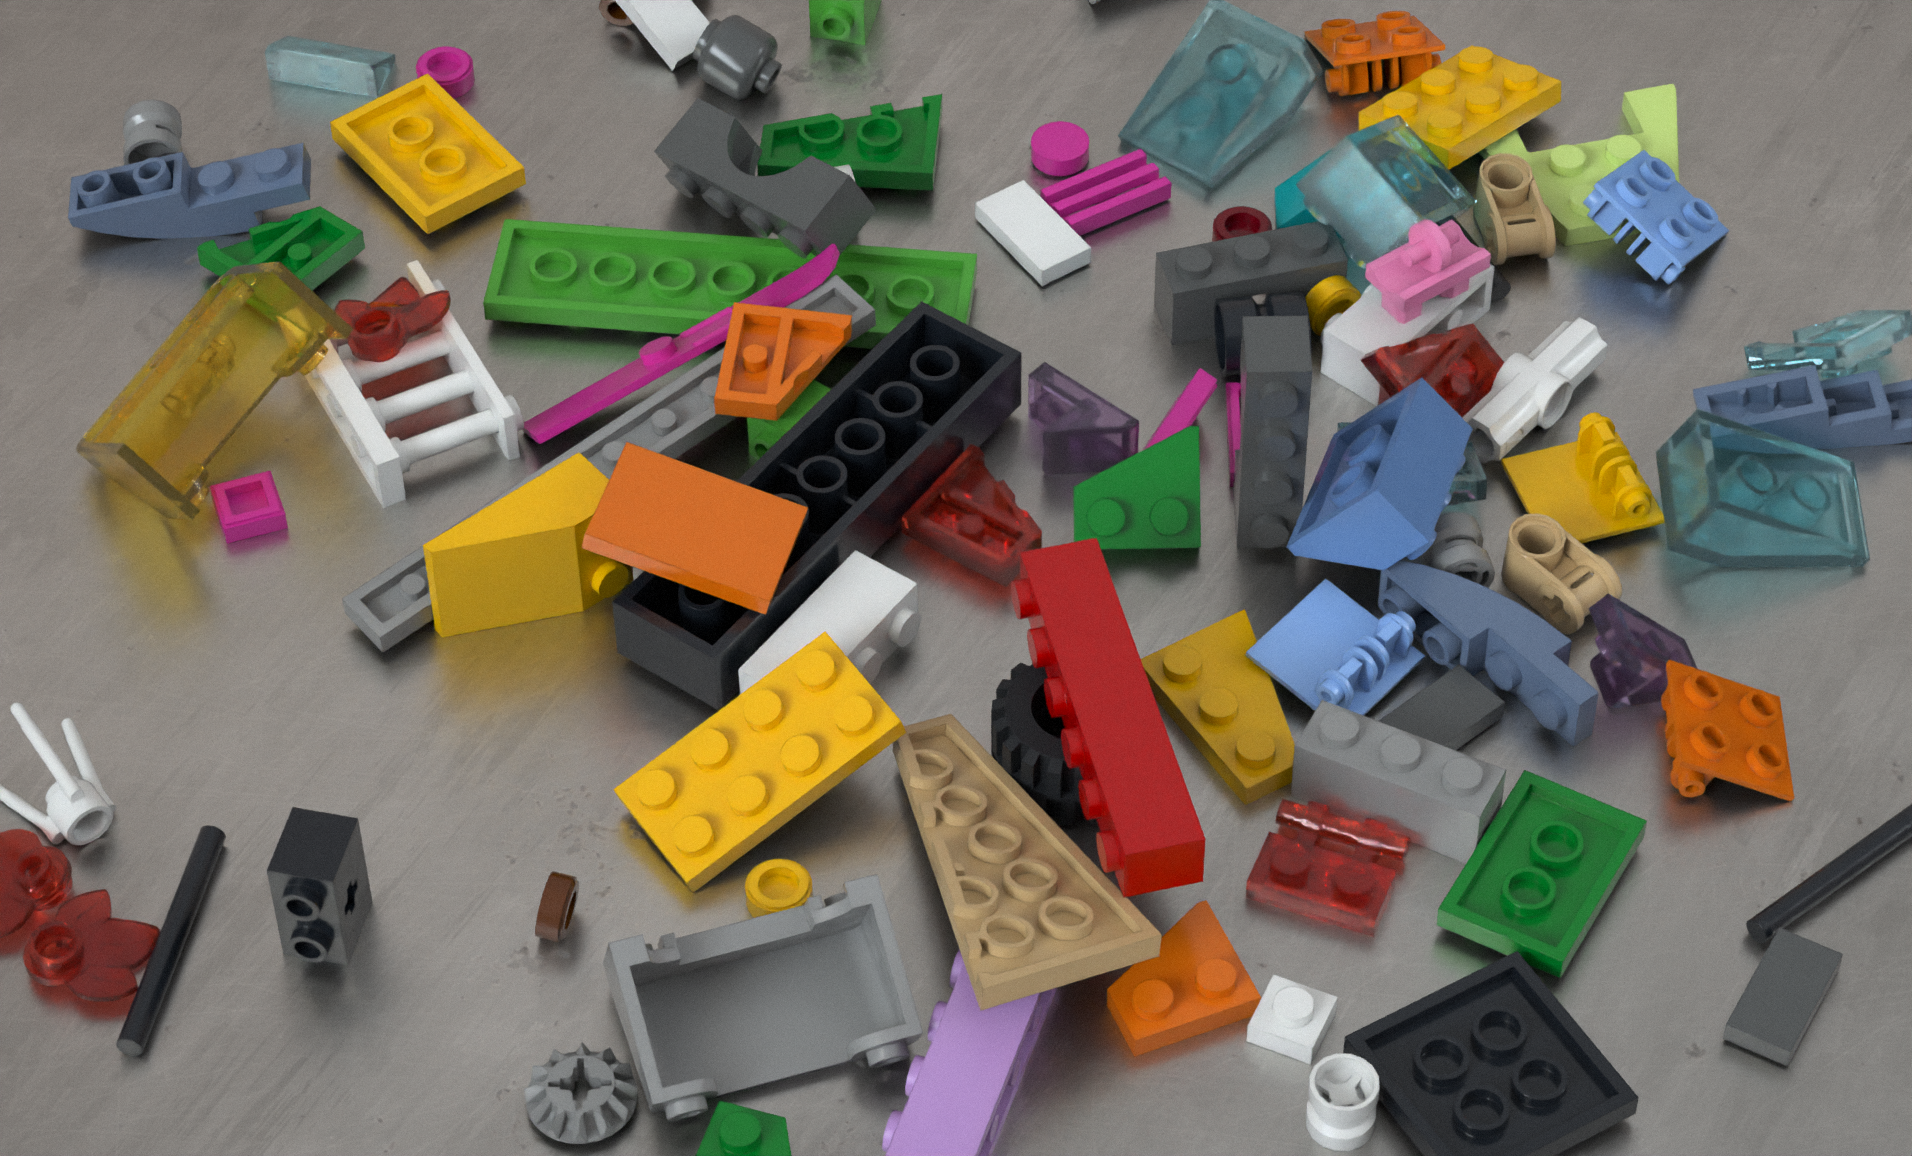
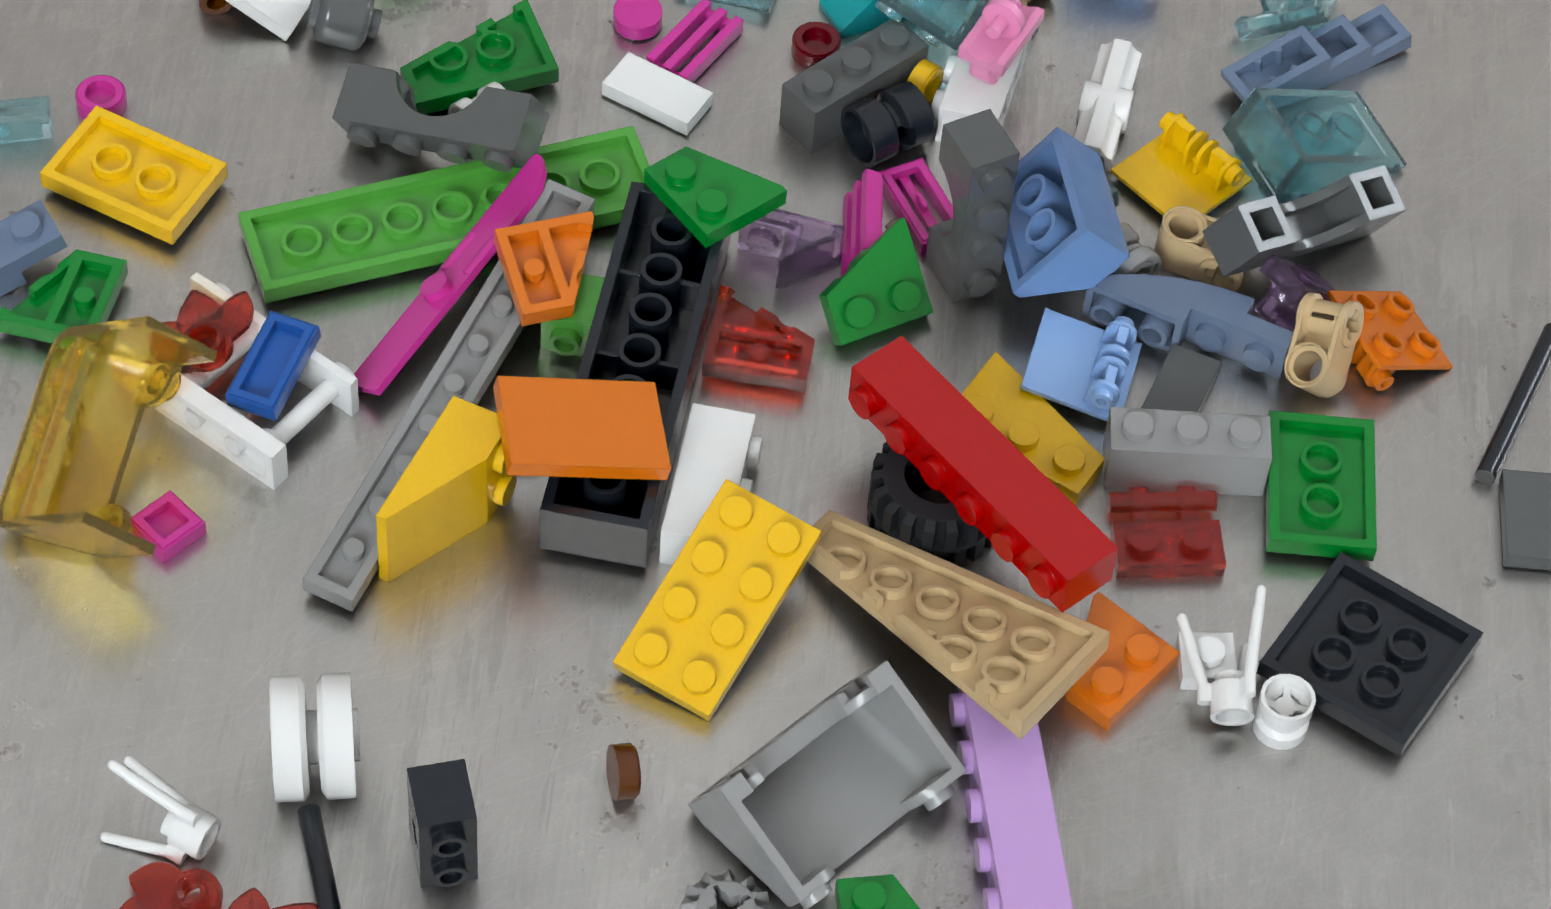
camera: 30 degrees left, 5 degrees up
(240, 753) = (313, 737): none -> white wheel
(433, 374) = (273, 365): none -> blue tile
(777, 887) = (778, 698): yellow tile -> none
(997, 339) = (711, 194): none -> green wing
(1289, 1058) = (1233, 690): none -> white plant
(1454, 363) = (1037, 110): clear red wing -> none
(1619, 719) = (1323, 340): none -> tan piece
(1736, 580) = (1320, 220): none -> dark grey arch

